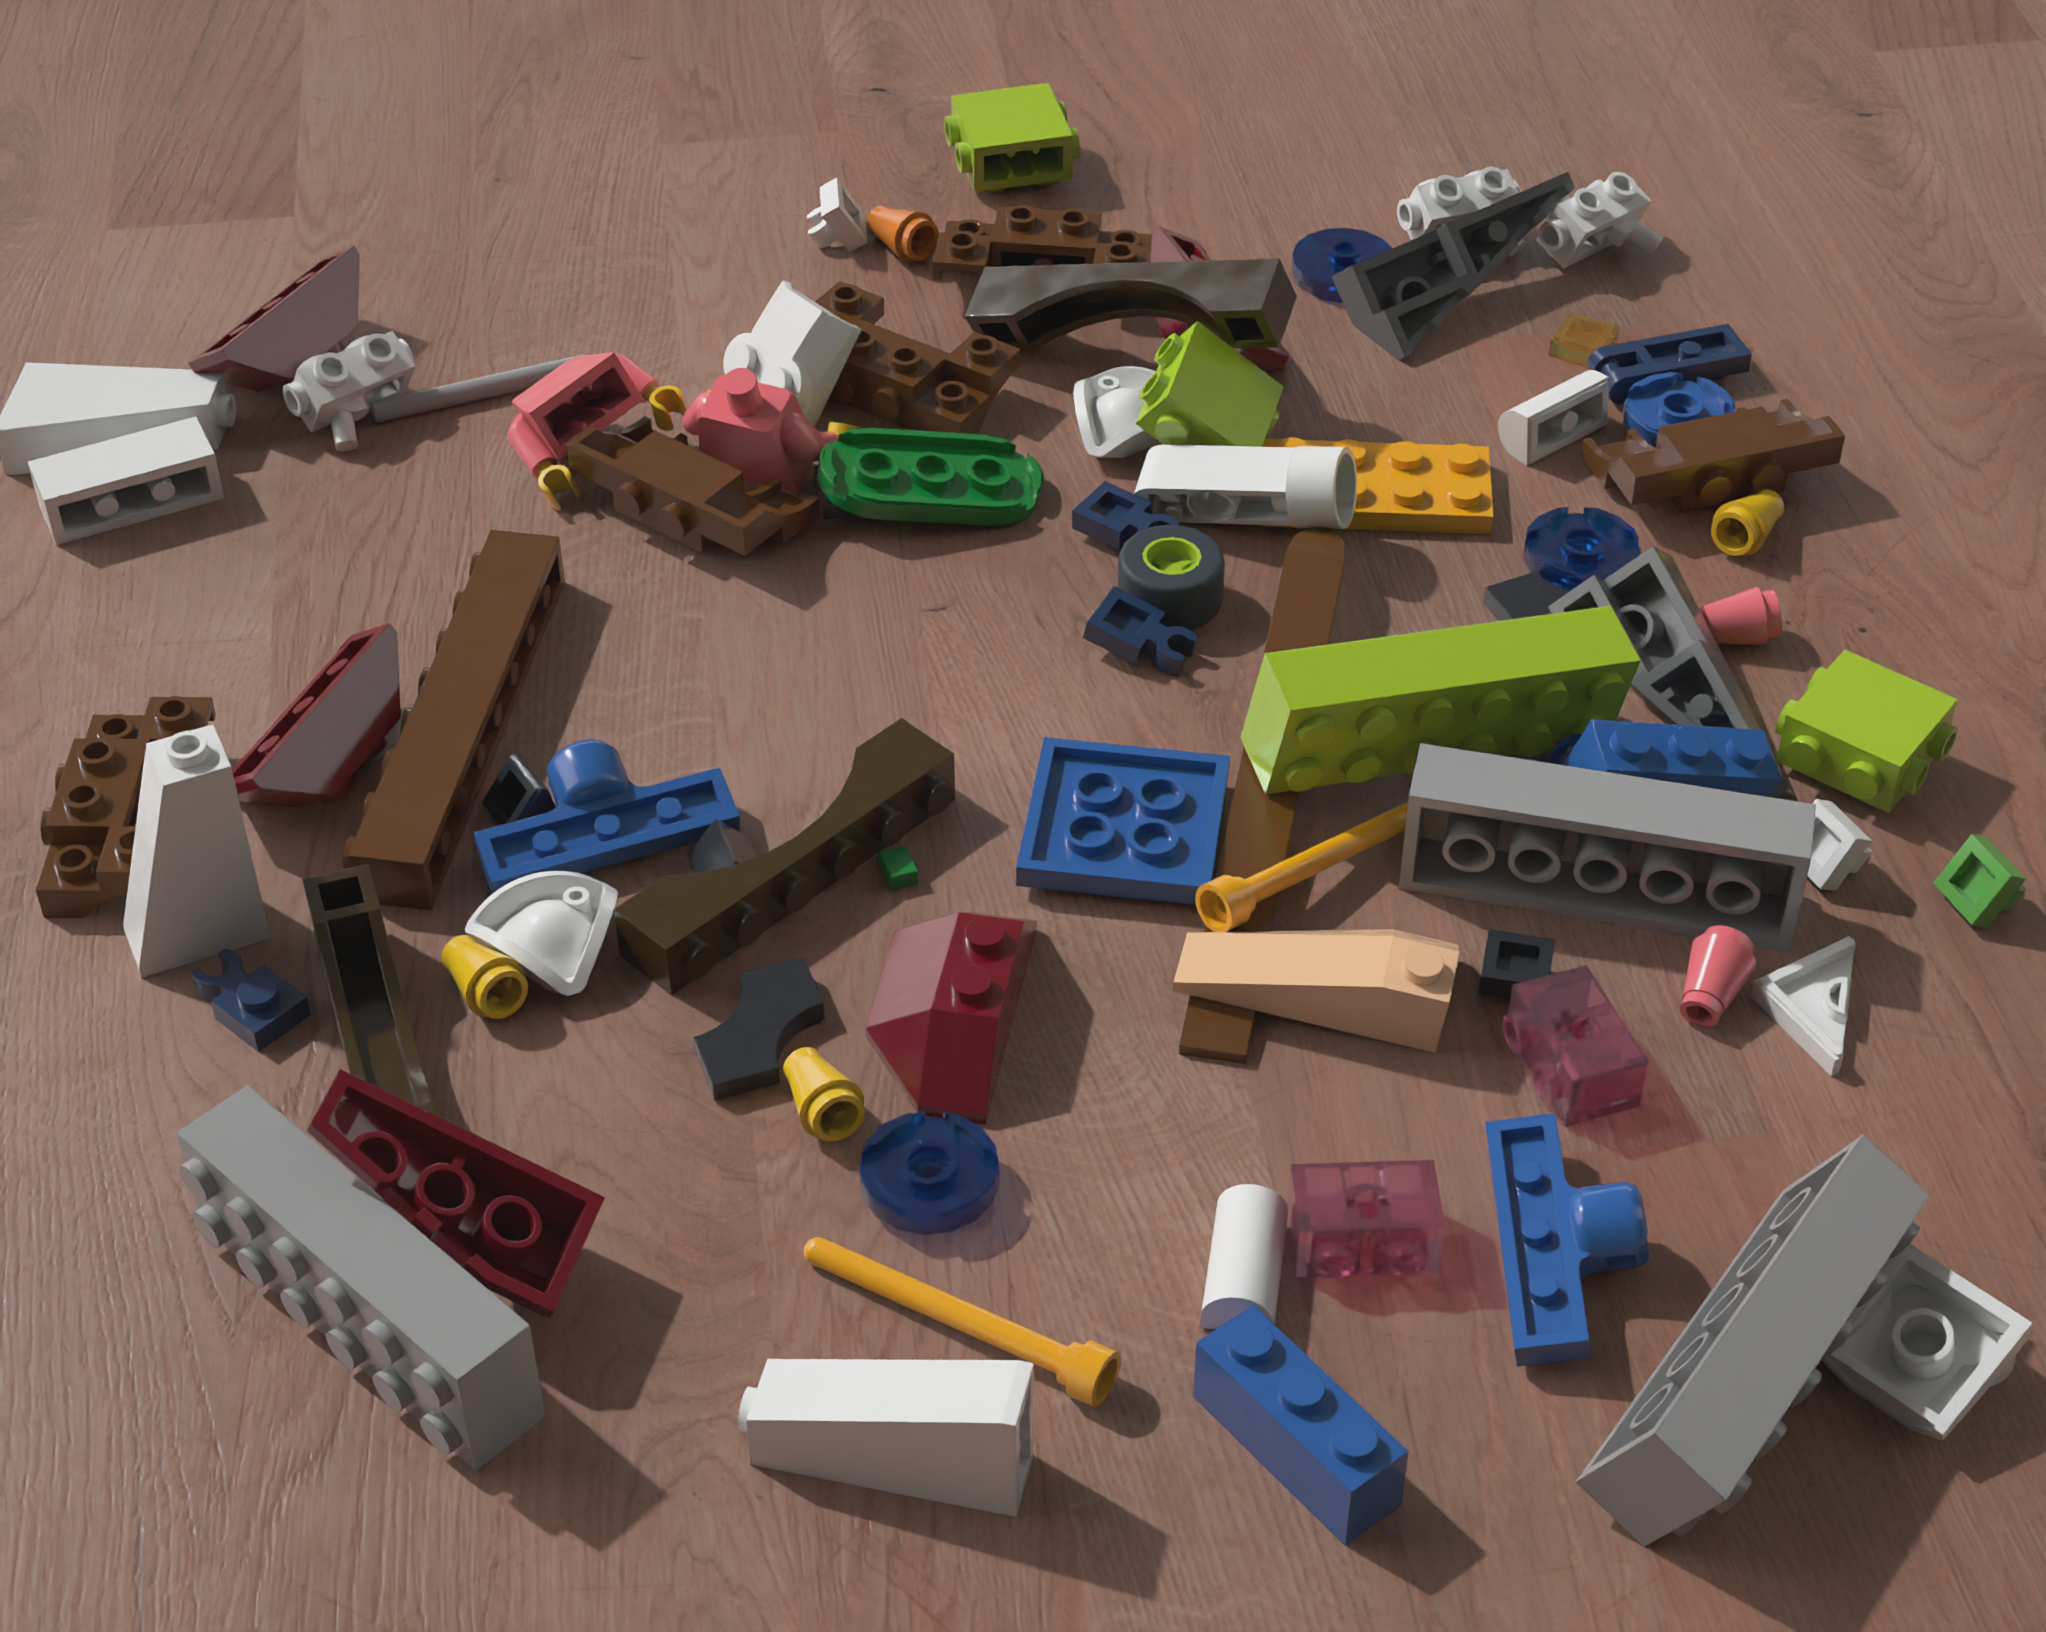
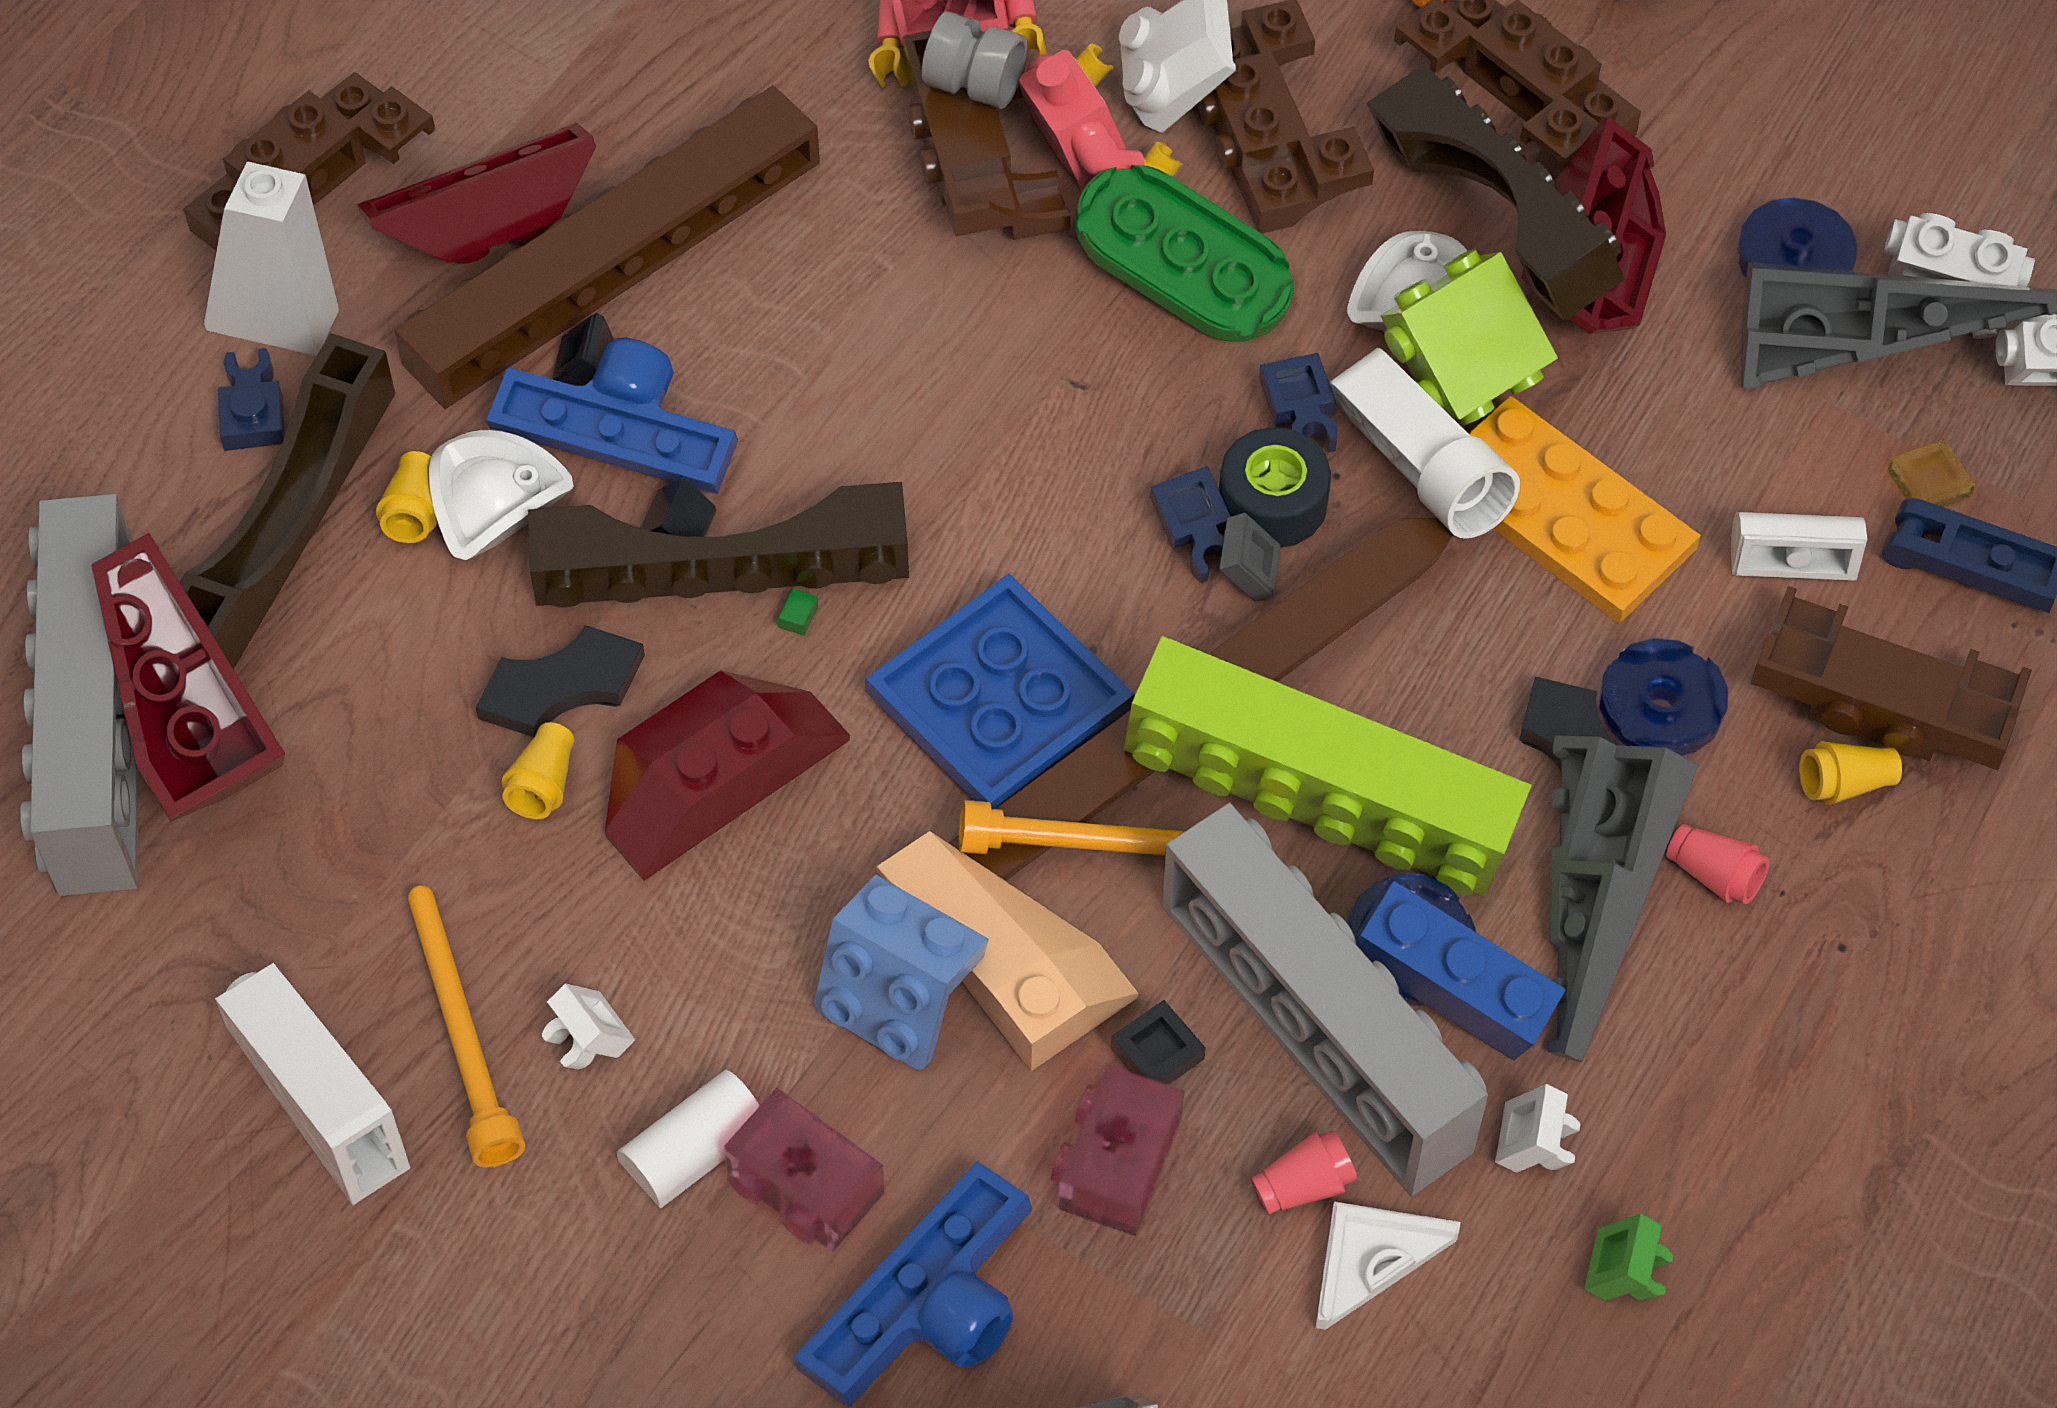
camera: 40 degrees right, 15 degrees up
(667, 413) = (973, 59): none -> light grey wheel
(929, 1173) = (542, 866): clear blue plate -> none
(1072, 1235) = (590, 1022): none -> white tile
(1206, 627) = (1250, 557): none -> dark grey tile
(1289, 1031) = (893, 970): none -> medium blue bracket
(1300, 1424) = (579, 1292): blue brick -> none
(1669, 400) = (1923, 592): blue plate -> none
(1866, 730) = (1686, 1051): lime brick -> none

